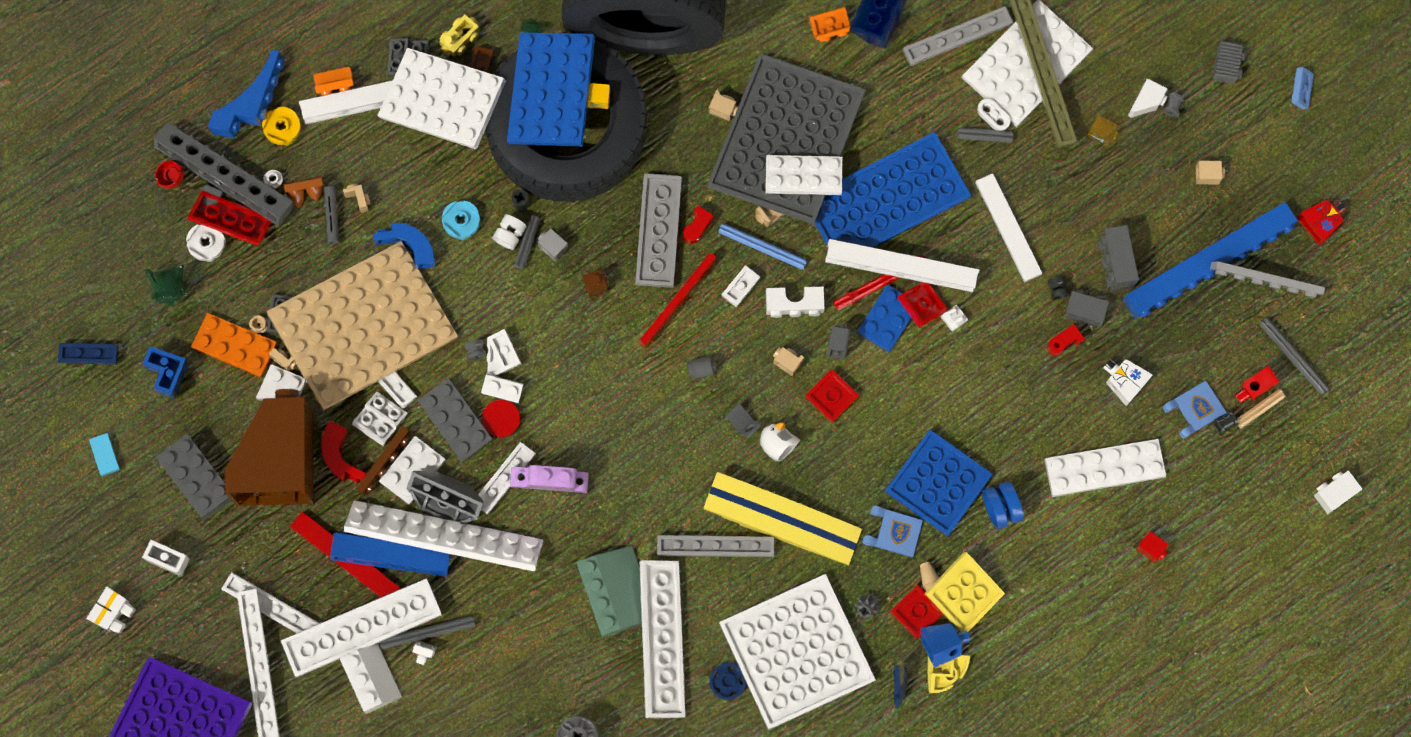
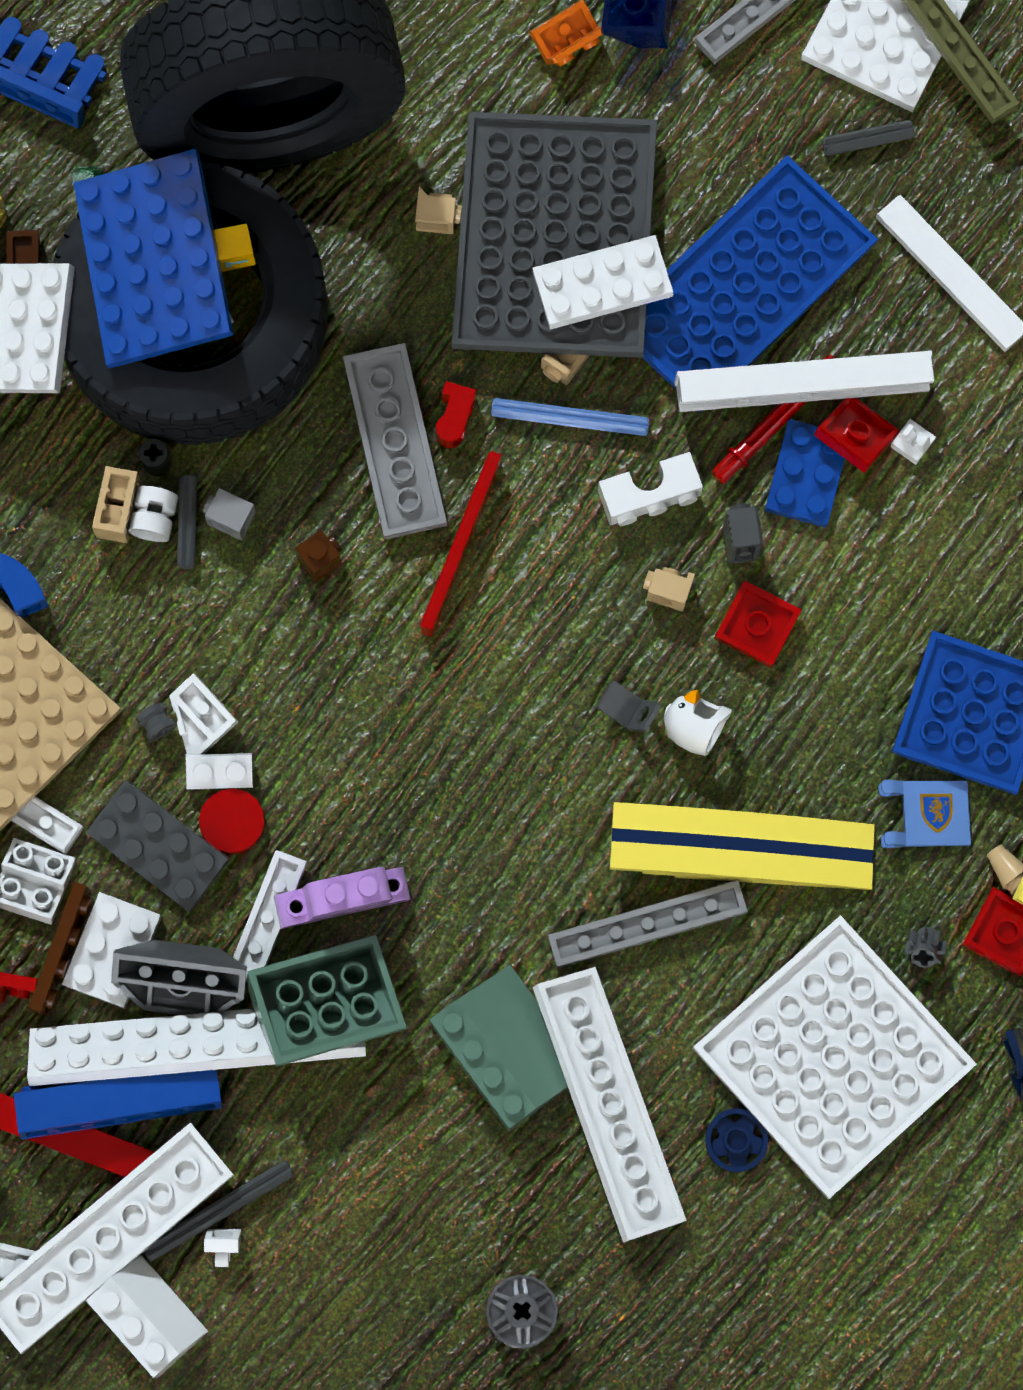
camera: 15 degrees left, 0 degrees up
(460, 209) = (51, 526): medium azure plate -> none
(490, 220) = (116, 504): none -> tan brick
(521, 533) = (325, 1000): none -> sand green slope
(701, 367) = (532, 641): dark grey brick -> none
(740, 286) = (555, 491): white plate -> none
(996, 113) = (873, 101): white plate -> none

